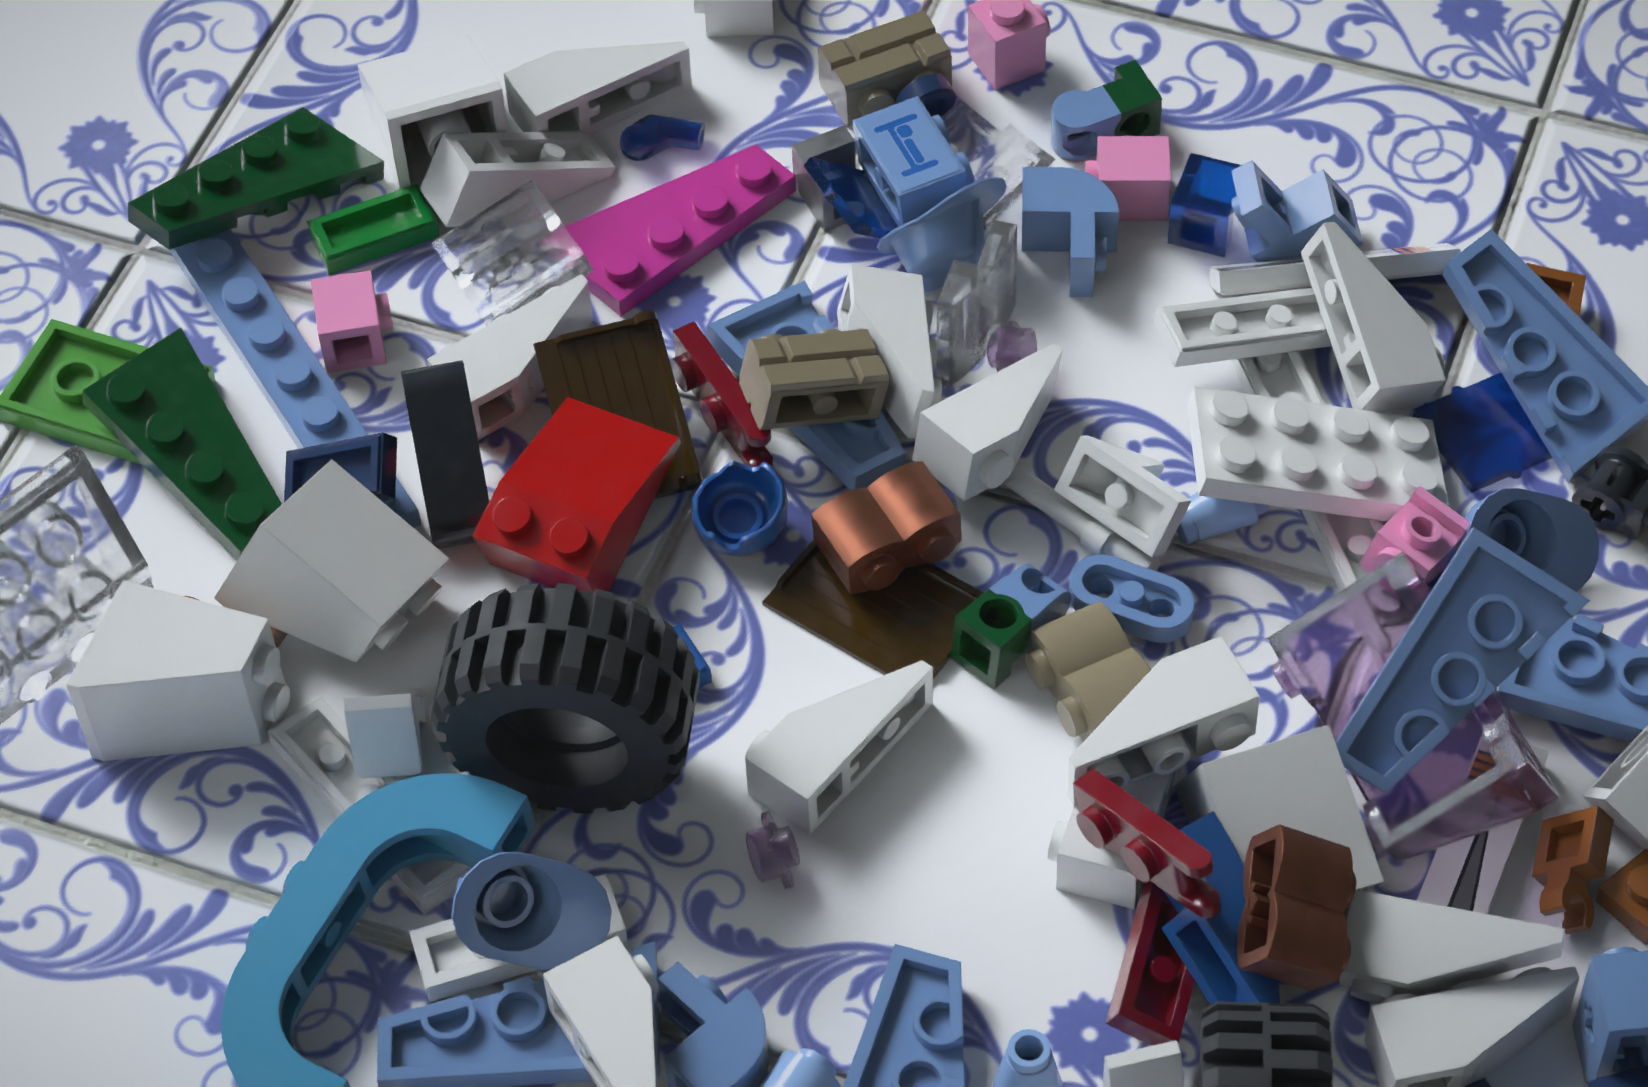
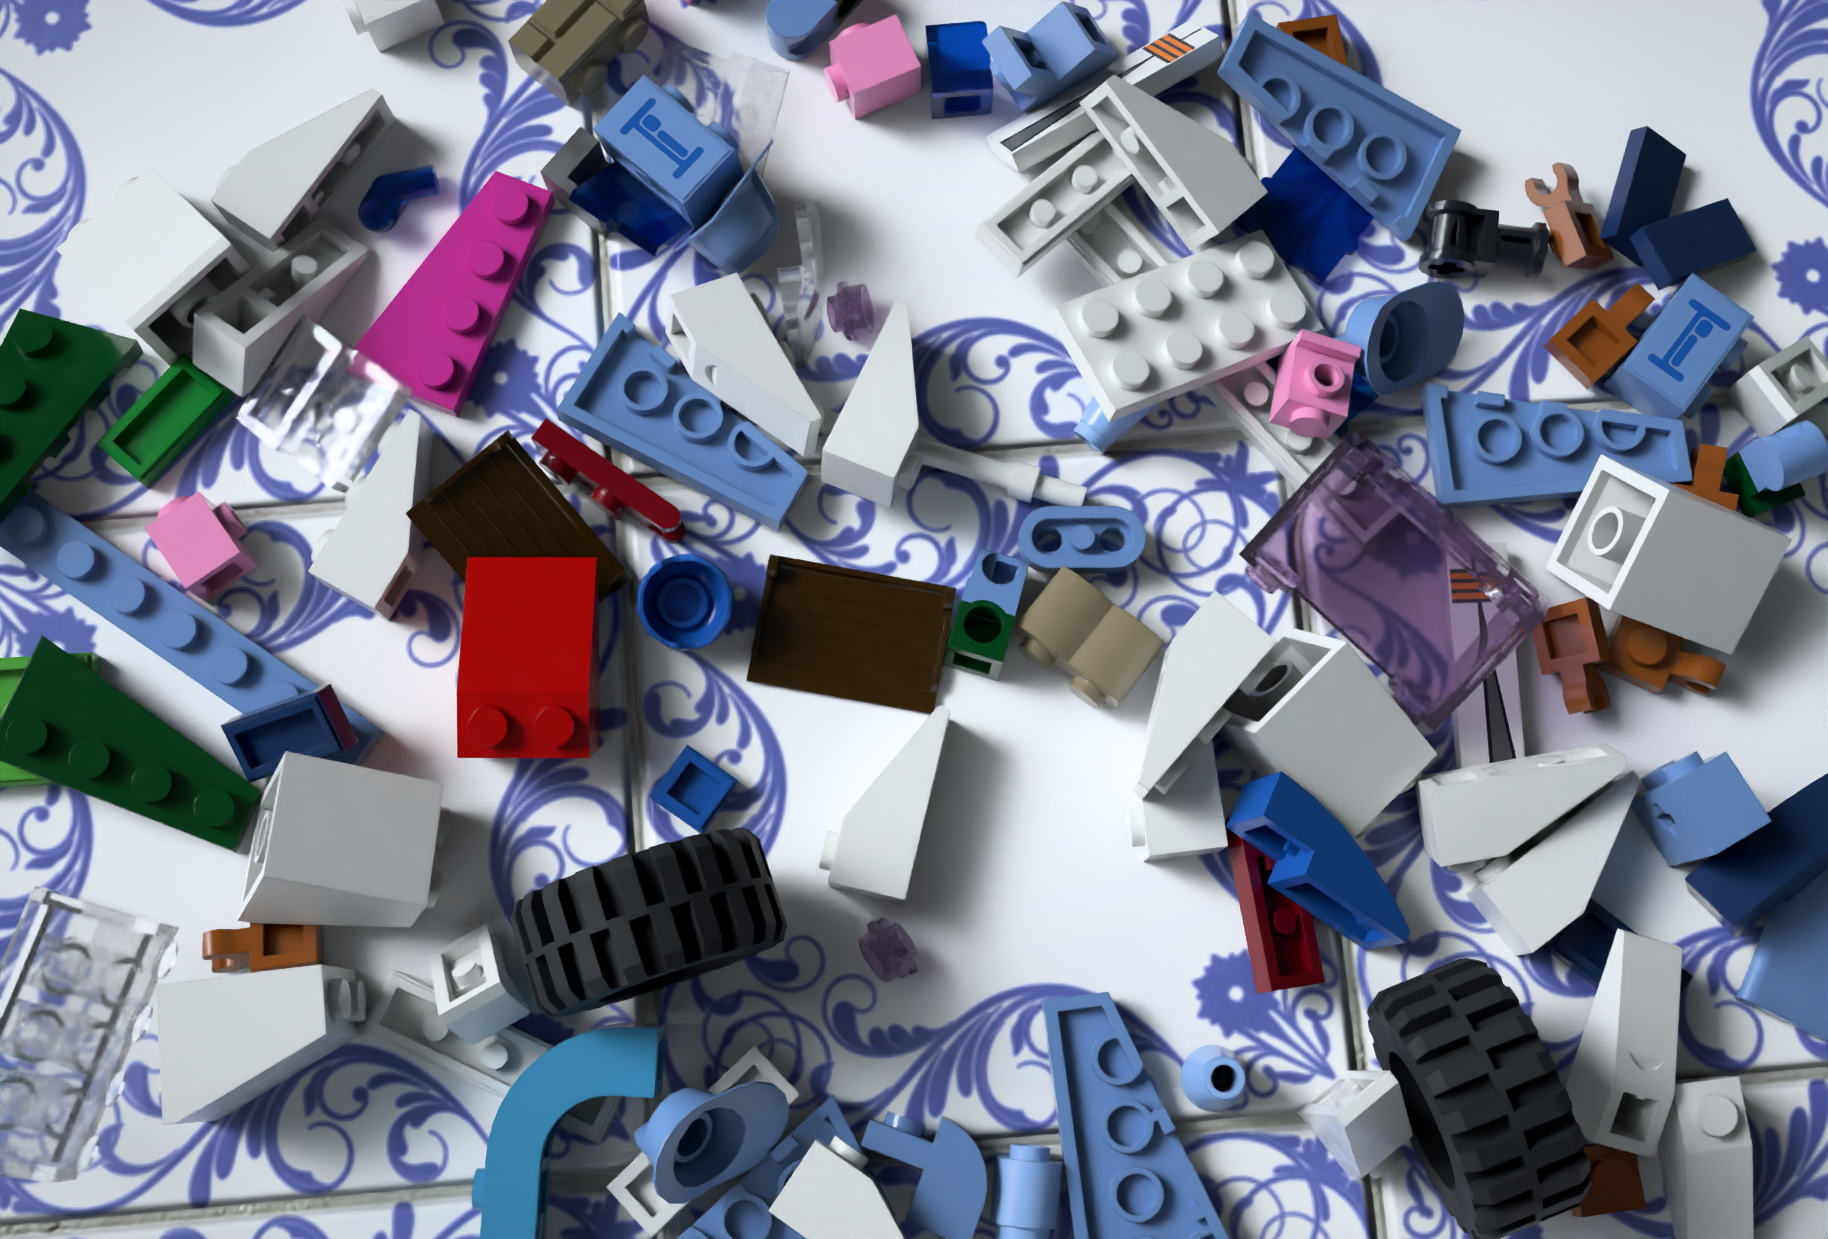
camera: 30 degrees left, 25 degrees up
(446, 451) = (382, 669): black beam -> none
(813, 378) = (694, 442): dark tan brick -> none
(887, 527) = (834, 566): copper brick -> none
(932, 91) = (637, 54): dark blue tile -> none
(1070, 214) = (838, 131): medium blue brick -> none
(1123, 493) = (1028, 442): white slope -> none
(1145, 843) = (1248, 842): dark red hinge -> none
(1295, 908) = (1392, 838): copper brick -> none
(1462, 644) = (1427, 500): medium blue wing -> none

